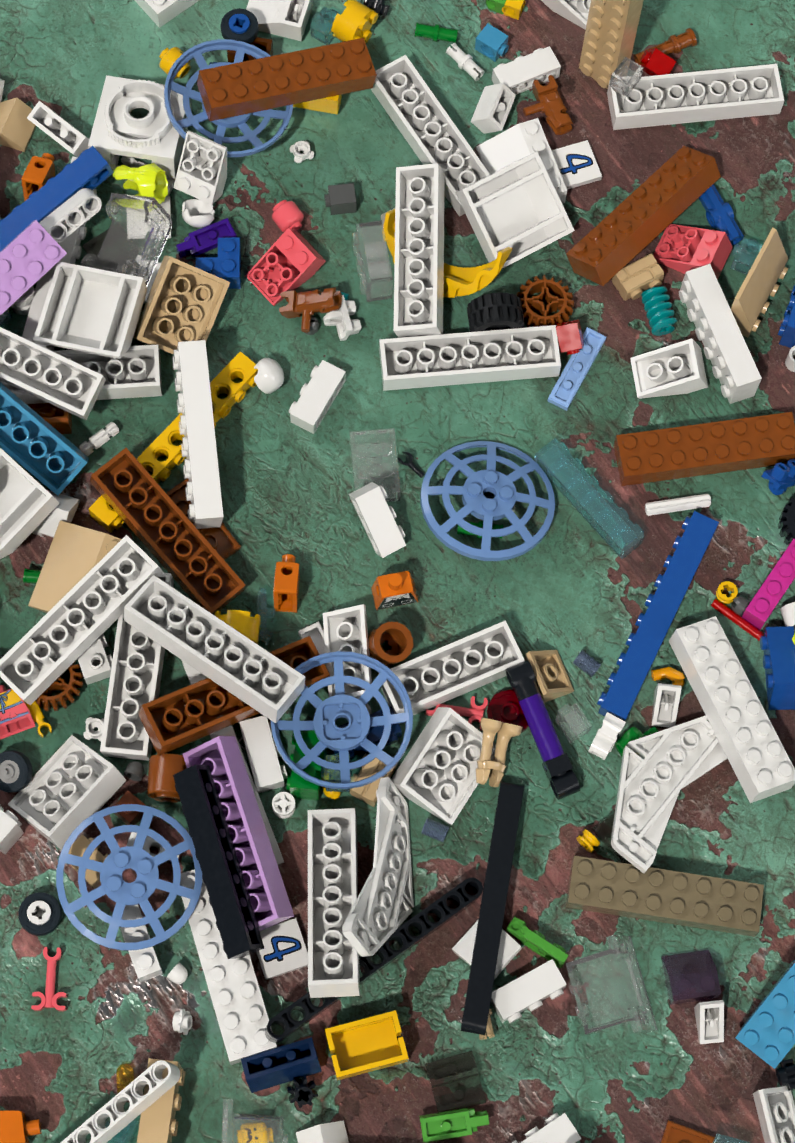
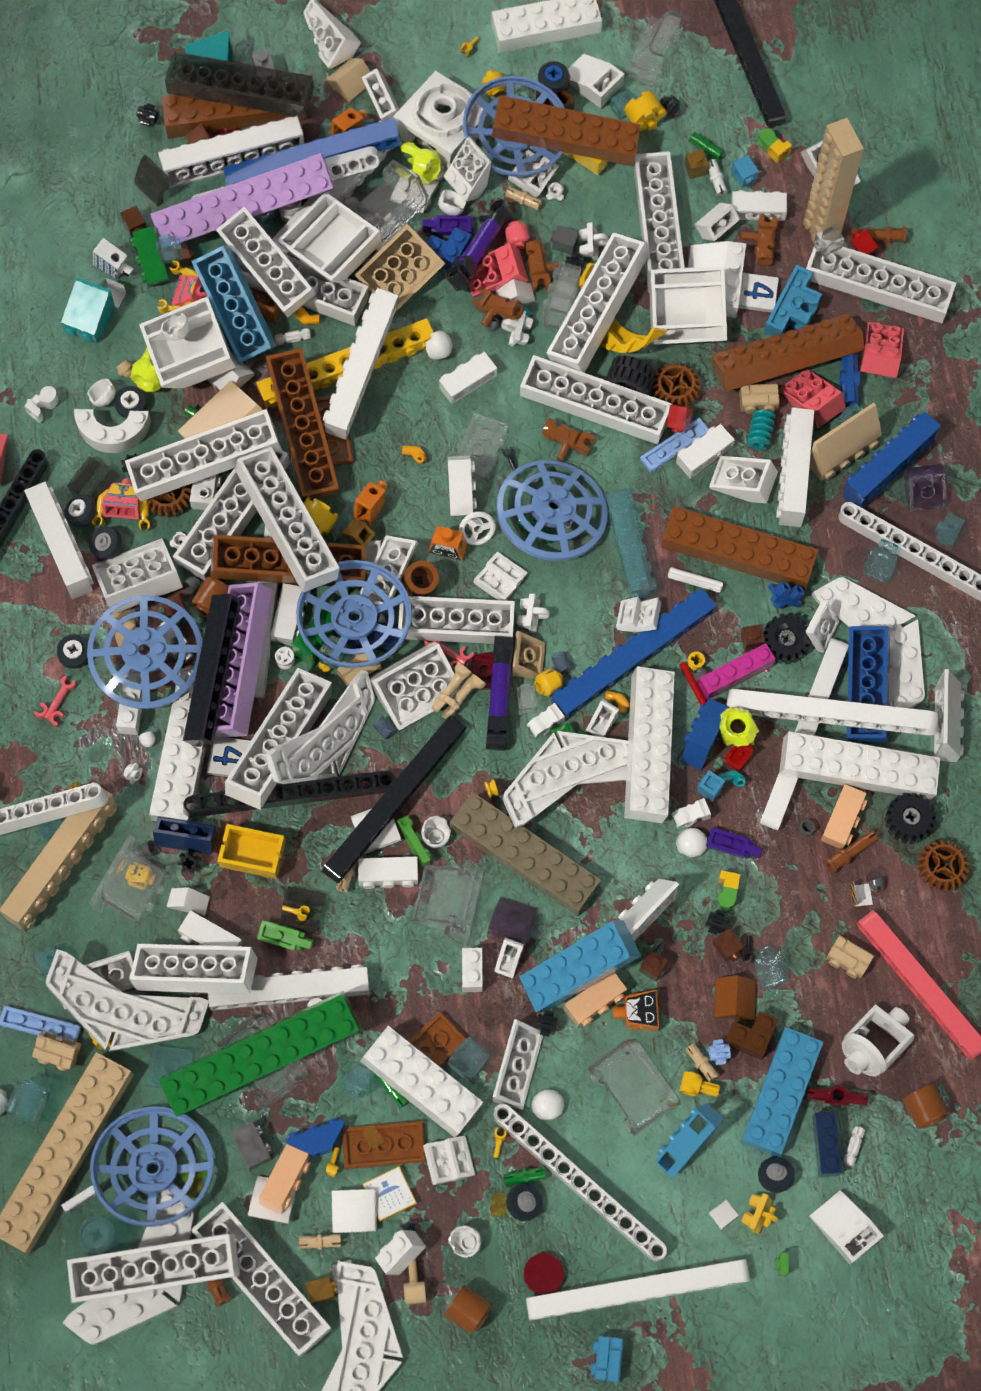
camera: 30 degrees right, 0 degrees up
(104, 412) = (303, 316): none -> light orange arm
(123, 36) = (467, 47): none -> yellow hand
(246, 1100) = (148, 848): none -> dark grey hinge
(252, 274) = (466, 265): none -> black piece
(271, 173) = (523, 198): none -> tan pin
(278, 153) = (535, 183): none -> white brick
(291, 625) = (358, 533): none -> pearl gold brick
(305, 505) = (416, 452): none -> light orange arm
(319, 277) = (517, 290): none -> white slope
(328, 240) = (538, 265): none -> dark orange piece
(365, 215) = (575, 260): none -> black gear
(374, 186) = (594, 241): none -> white hips
(416, 557) = (474, 520): none -> white piece
(437, 56) = (696, 164): none -> pearl gold brick
(453, 1088) = (302, 917): none -> yellow hand
(461, 413) = (568, 438): none -> dark orange piece
(470, 600) = (500, 577): none -> white slope
(522, 615) = (534, 612): none -> white hips
(555, 920) = (435, 832): none -> white hair
(586, 691) = (548, 682): none -> yellow head
(612, 360) = (704, 450): none -> white brick
(621, 160) = (795, 305): none -> dark azure piece
(642, 571) = (638, 615): none -> white slope
(678, 1055) = (472, 969): none -> white brick
(739, 168) = (882, 349): none -> coral slope
(773, 539) = (752, 637): none -> copper brick

